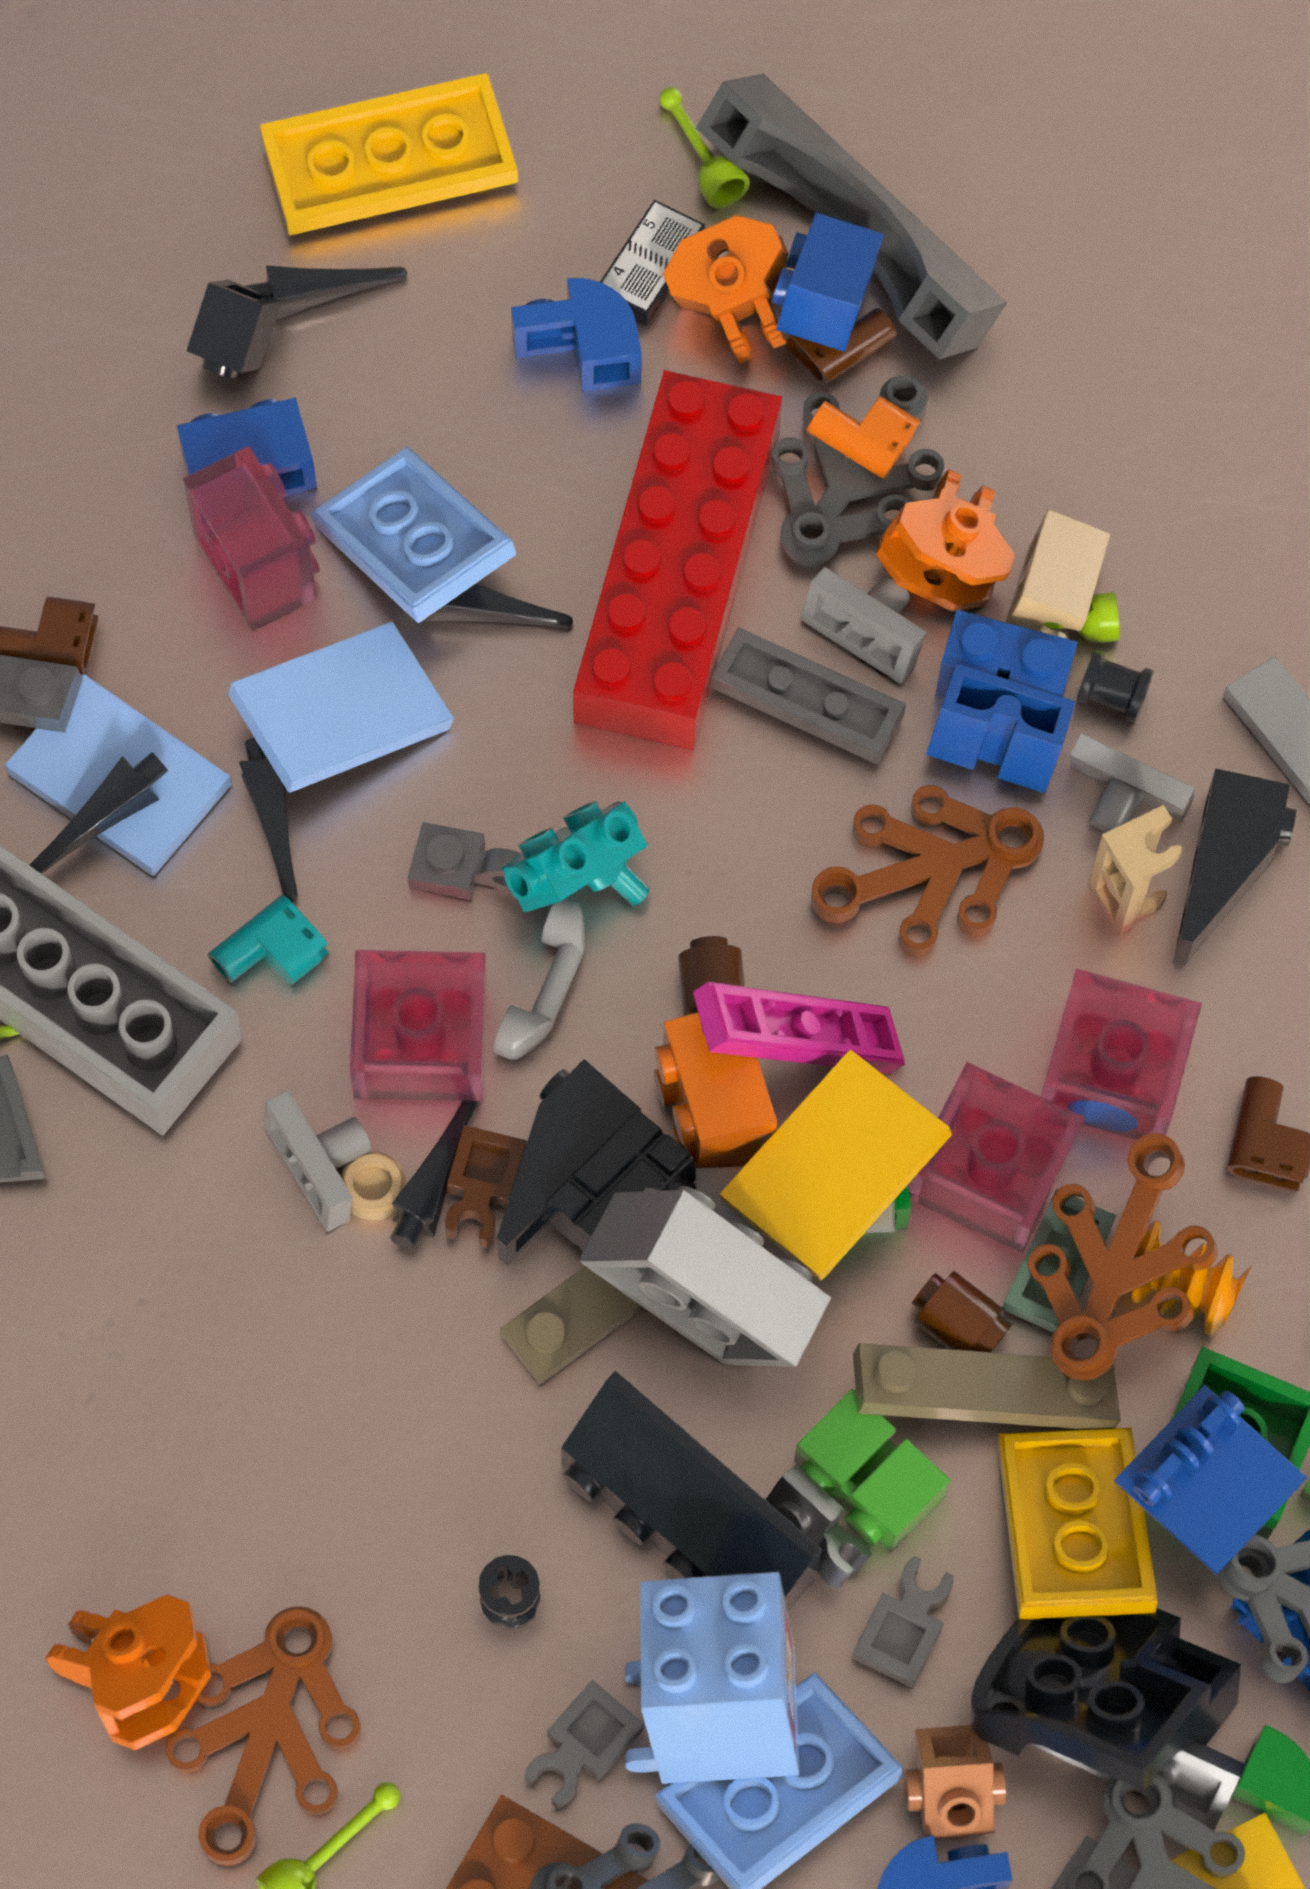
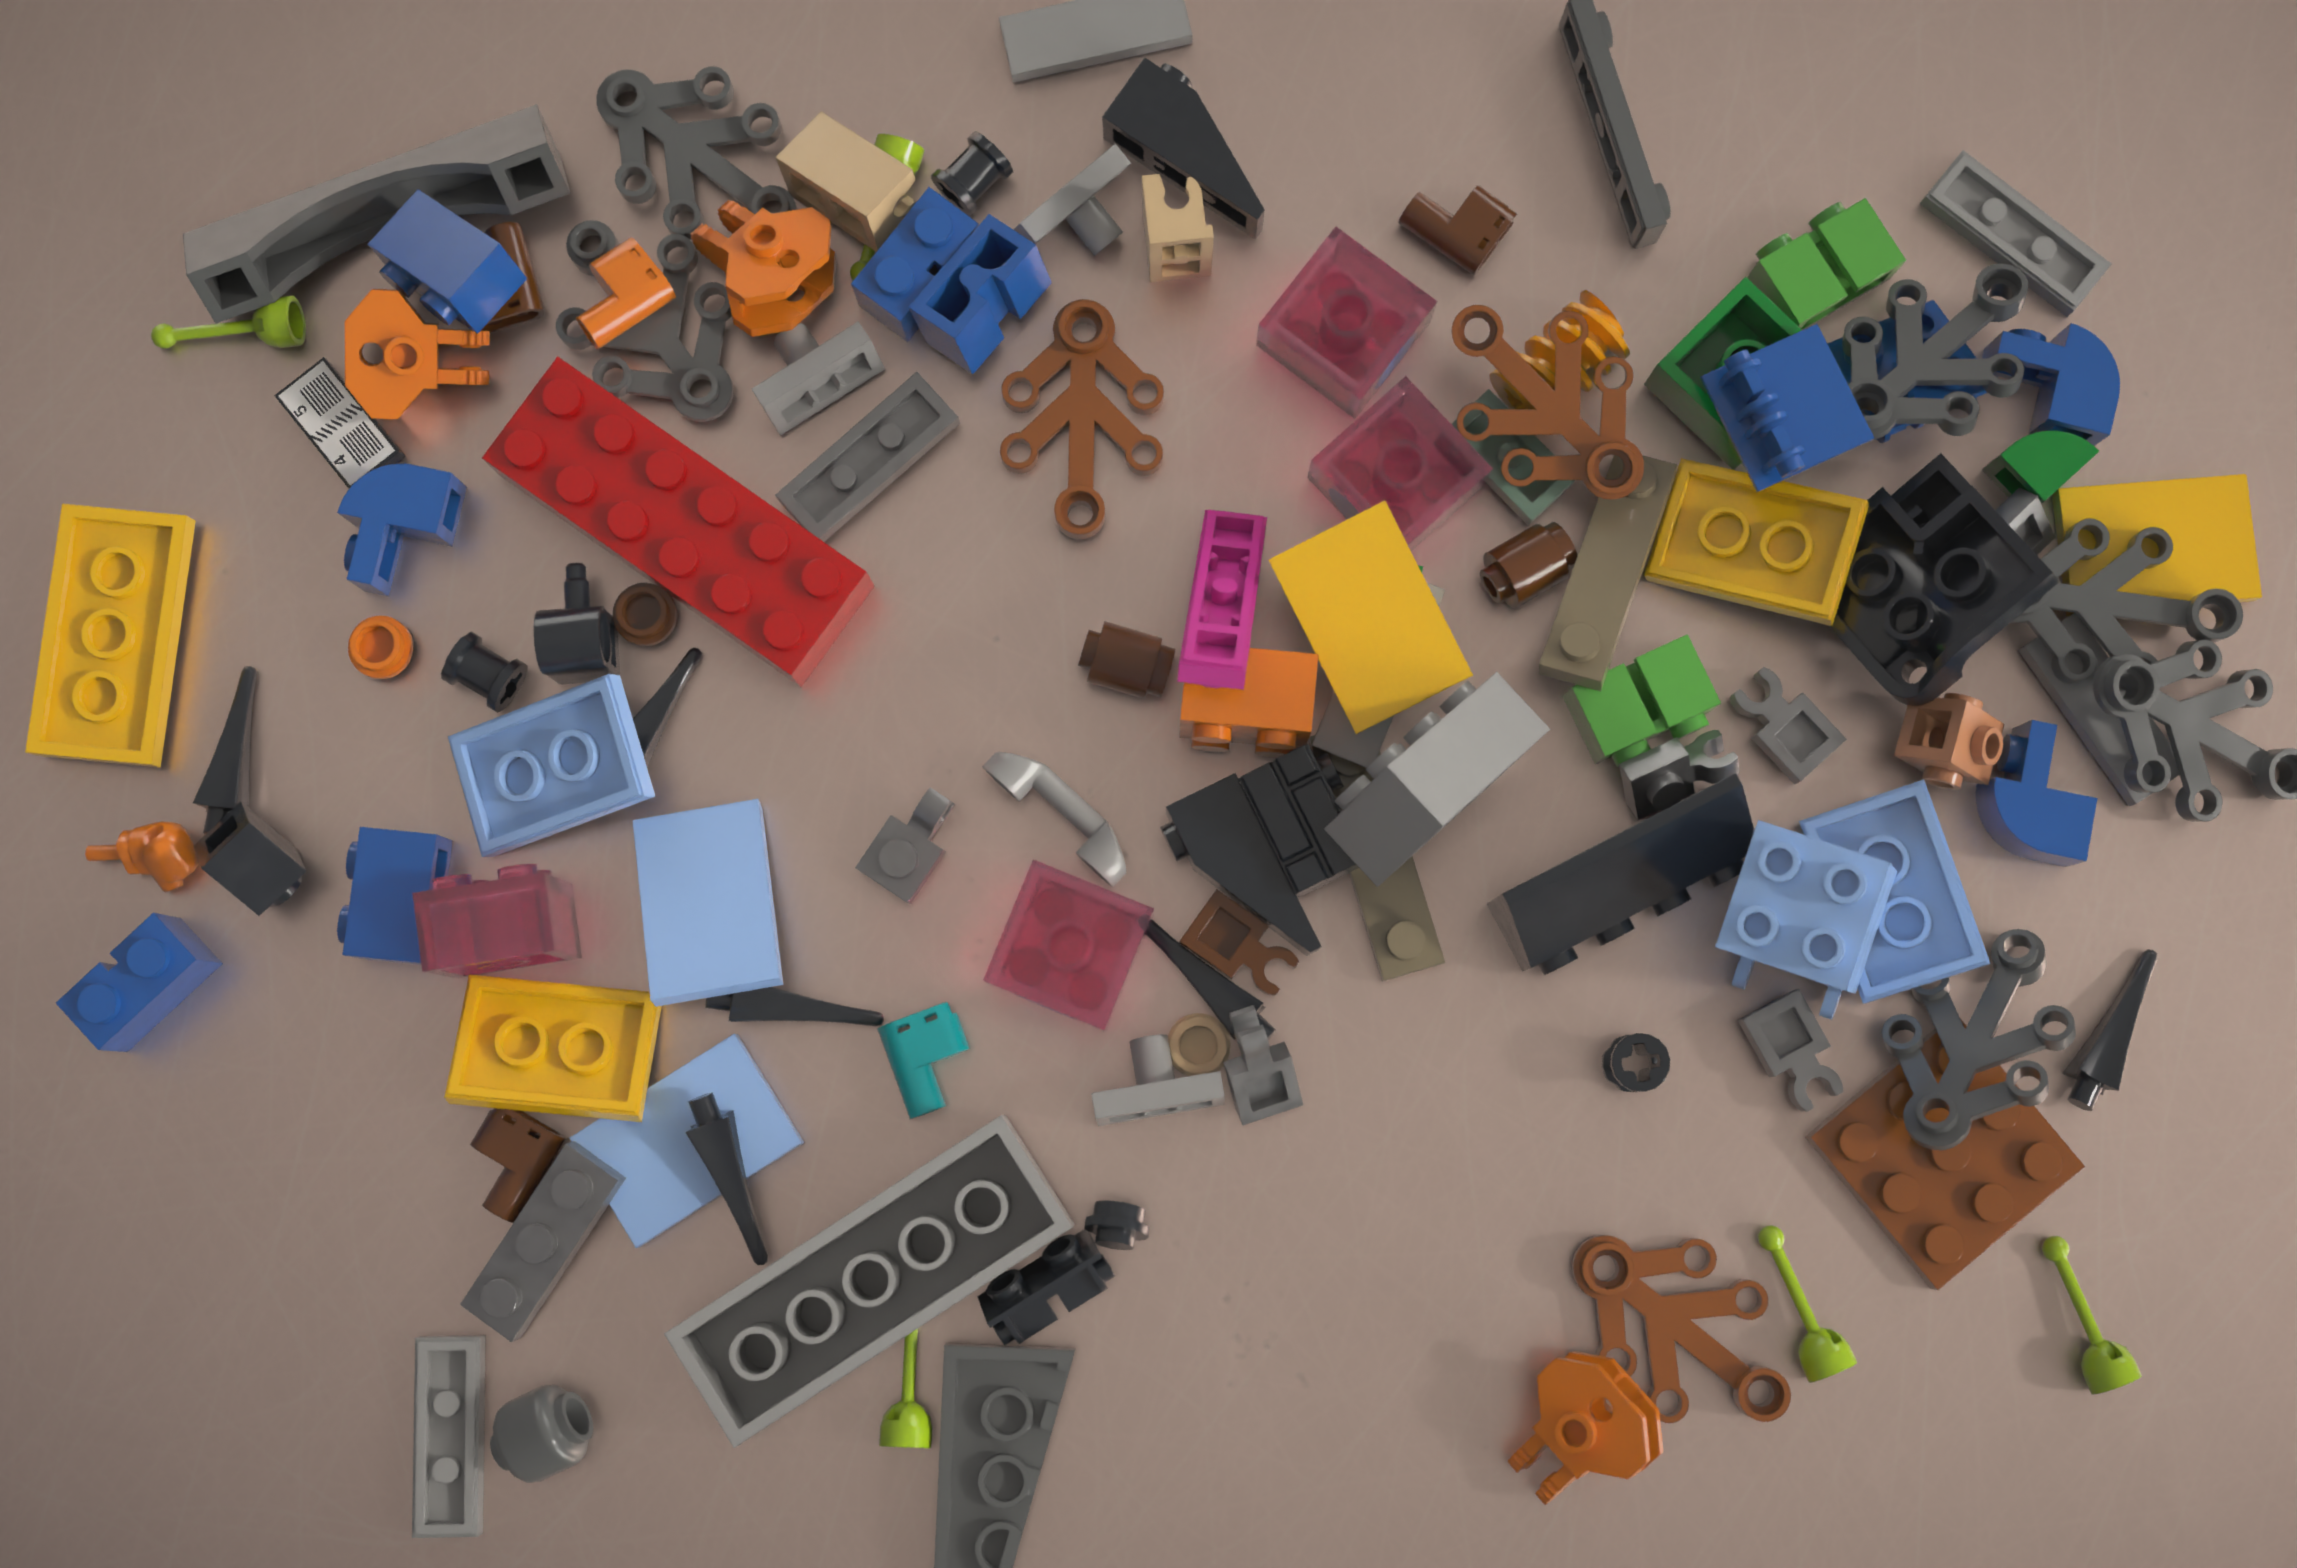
camera: 65 degrees left, 15 degrees up
(99, 291) = (153, 975): none -> blue piece
(115, 1139) = (1018, 1298): none -> black hinge
(159, 632) = (553, 1048): none -> yellow tile
(175, 1168) = (1117, 1224): none -> black plate
(211, 251) = (153, 850): none -> orange piece
(361, 1241) = (1263, 1075): none -> flat silver plate
(465, 364) = (380, 647): none -> orange plate
(477, 452) = (484, 671): none -> black bush
(536, 512) = (577, 640): none -> black piece
(582, 564) = (644, 614): none -> reddish brown plate
(582, 854) = (959, 736): teal brick -> none
(1032, 440) = (686, 143): none -> dark grey plant

